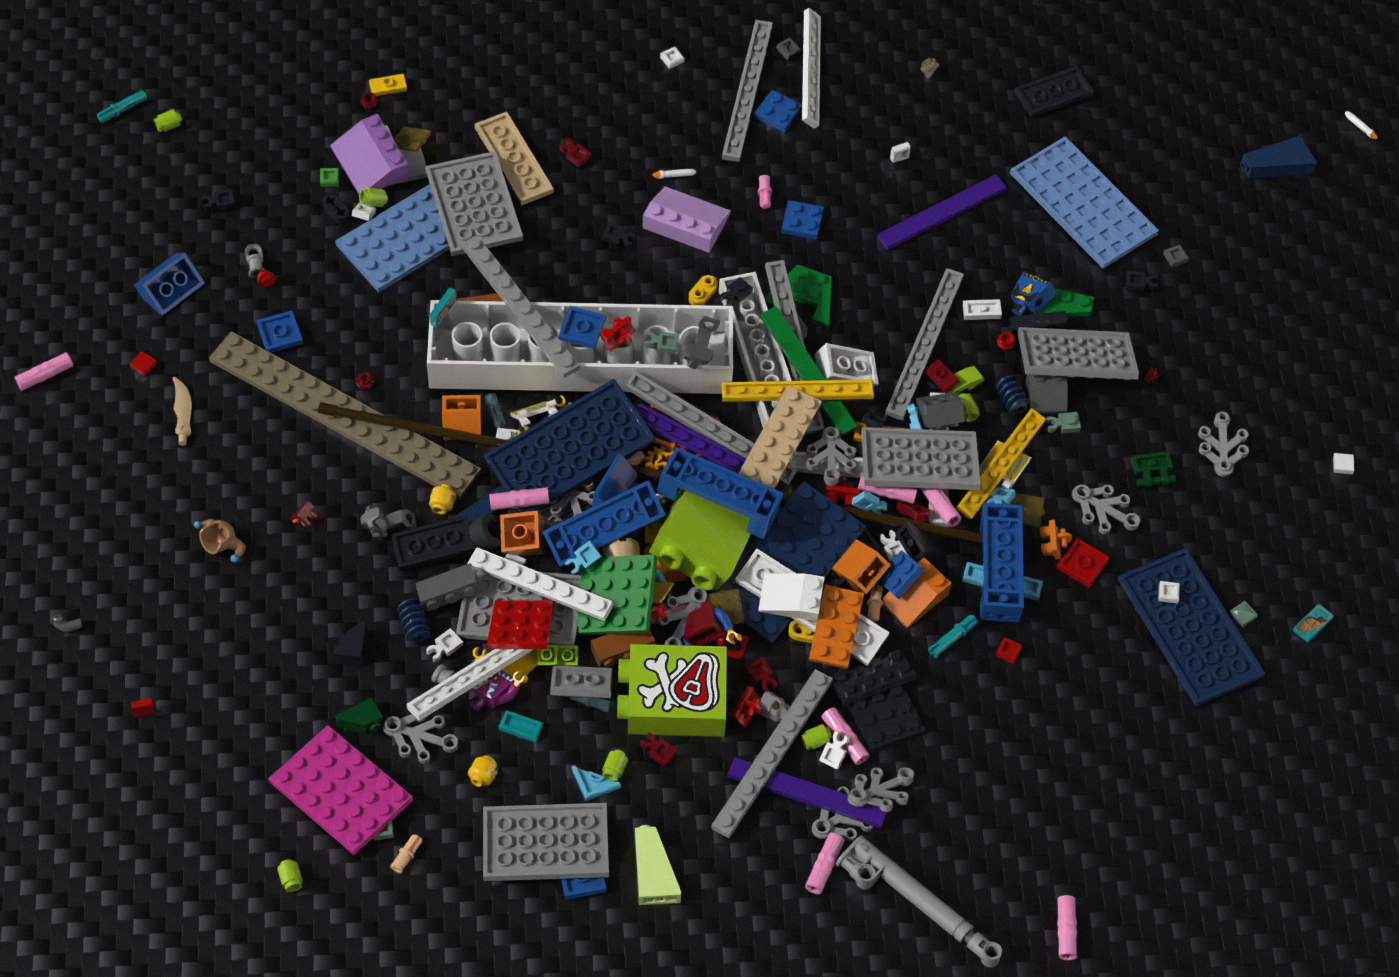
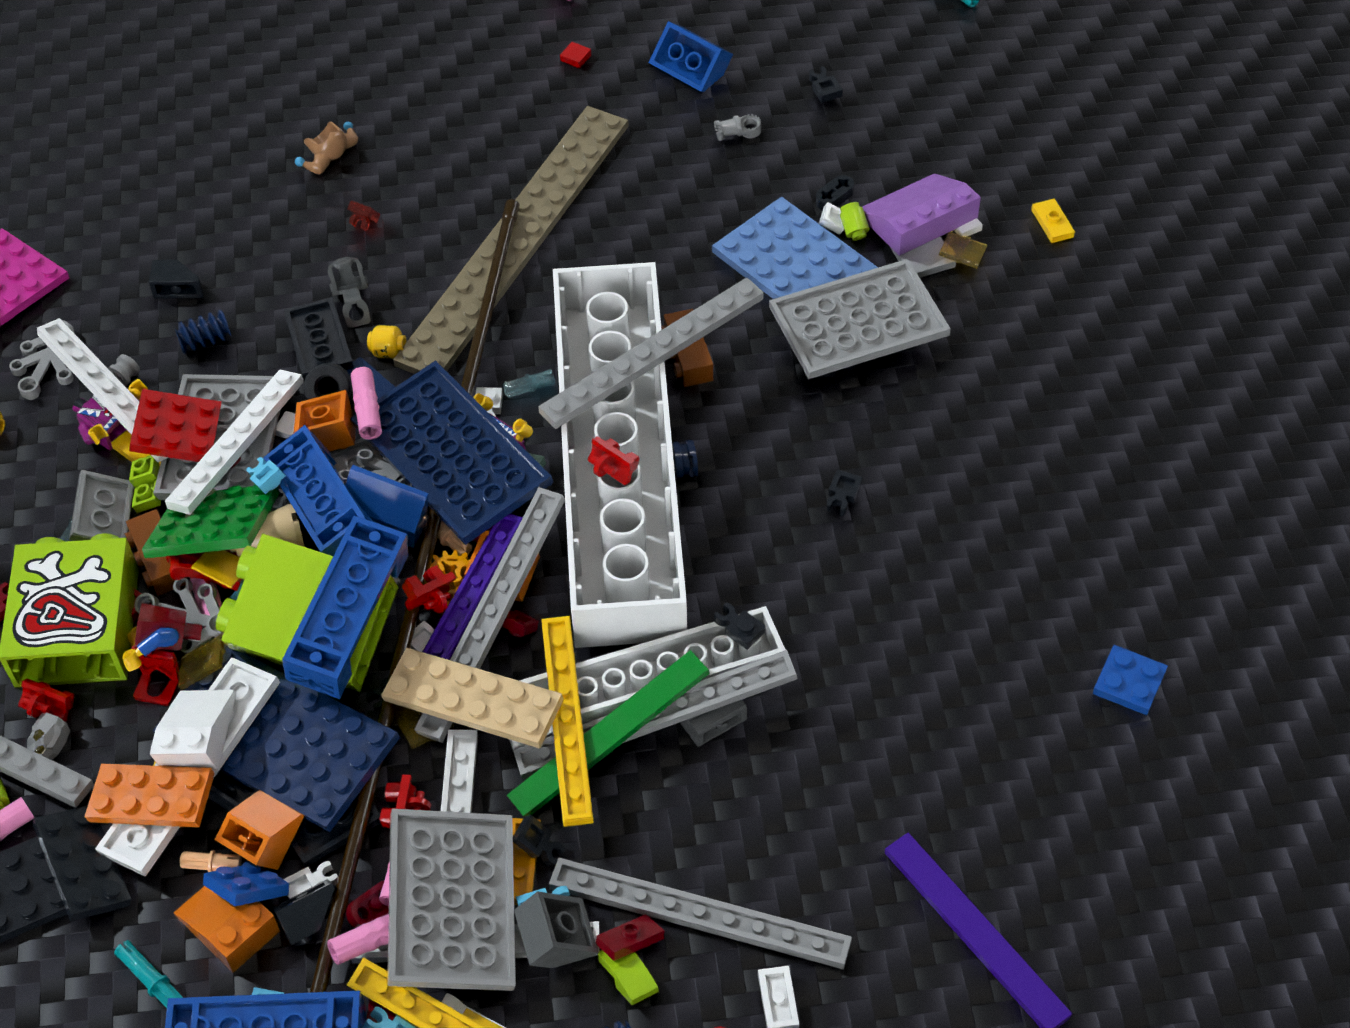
camera: 90 degrees right, 5 degrees down
(64, 625) = (219, 40): dark grey arm -> none
(142, 707) = (104, 112): red tile -> none
(168, 120) = (936, 24): lime brick -> none
(183, 411) = (512, 96): tan sword -> none
(265, 279) = (710, 139): red plate -> none
(279, 332) = (632, 162): blue plate -> none
(329, 177) = (885, 182): bright green tile -> none
(361, 718) = (71, 300): dark green slope -> none
(364, 385) = (567, 251): dark red plate -> none
(369, 96) = (1020, 203): dark red plate -> none
(443, 307) = (635, 268): teal tile -> none
(446, 643) = (170, 369): white plate -> none
(448, 587) = (244, 356): dark grey brick -> none
(462, 413) = (510, 345): orange slope -> none
(515, 158) = (956, 362): tan plate -> none
(521, 726) = (50, 459): teal tile -> none
(522, 414) = (516, 409): white flag -> none
(576, 154) = (982, 431): dark red plate -> none
(582, 327) = (620, 418): blue plate -> none
(664, 342) = (603, 516): sand green plate -> none
(672, 57) = (1197, 533): white tile -> none
(674, 173) = (973, 549): white piece -> none
(685, 219) = (892, 571): lavender slope -> none
(698, 353) = (582, 552): dark grey piece -> none
(704, 289) = (762, 599): yellow plate -> none
(747, 91) = (1159, 632): light grey plate -> none
(761, 673) = (101, 719): dark red plate -> none
(764, 191) = (962, 670): bright pink axle -> none
(788, 48) = (1260, 683): dark grey tile -> none
(802, 219) = (920, 726): blue plate -> none
(811, 68) = (1228, 716): white plate -> none
(811, 289) = (787, 745): green wing -> none
(831, 437) = (467, 779): light grey plant -> none
(846, 363) = (637, 801): white slope -> none
(868, 501) = (381, 832): medium azure plate -> none
(900, 152) = (1082, 857): white tile -> none
(929, 67) = (1284, 898): dark tan plate -> none
(971, 411) = (576, 980): lime brick -> none

